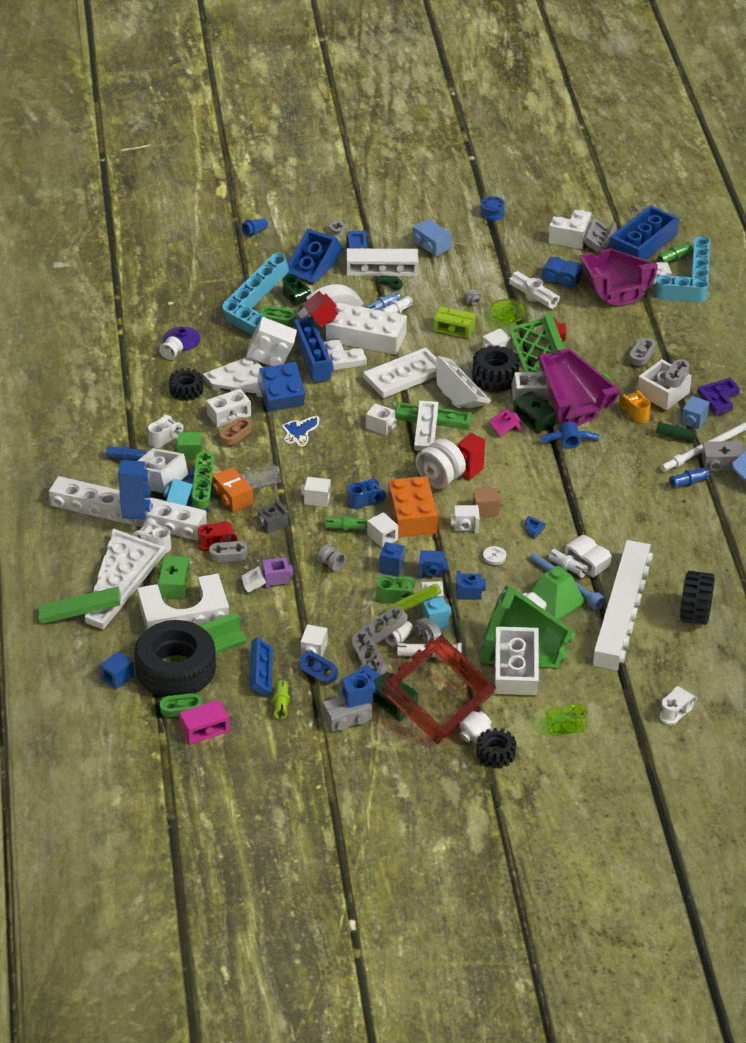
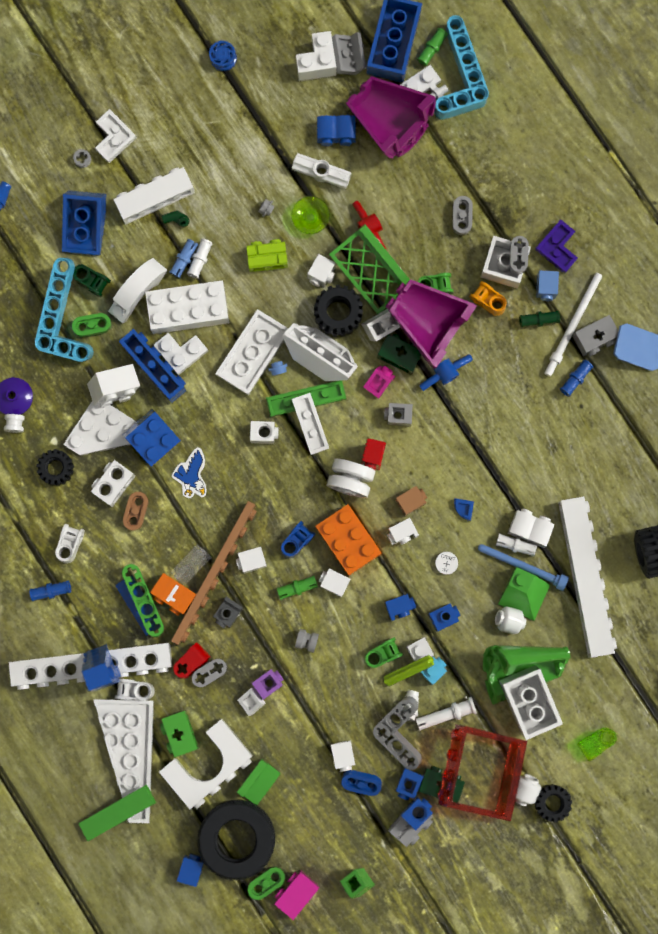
camera: 25 degrees left, 40 degrees up
(164, 467) = (96, 608): white brick -> none
(178, 492) = (130, 630): medium azure brick -> none
(189, 444) = (103, 554): bright green brick -> none
(261, 667) = (312, 806): blue plate -> none
(267, 730) = (357, 883): none -> bright green brick
(276, 488) = (210, 581): none -> medium nougat plate
(281, 699) = (347, 834): lime pin -> none
(321, 308) = (139, 320): red brick -> none
(356, 240) = (116, 181): blue brick -> none
(374, 222) = (118, 136): none -> white plate
(391, 559) = (362, 618): blue brick -> none
(420, 387) = (278, 368): none -> medium blue plate
(427, 629) = (441, 702): light grey plate -> none
(432, 237) = (186, 137): medium blue brick -> none
(510, 446) = (405, 411): none -> light grey brick

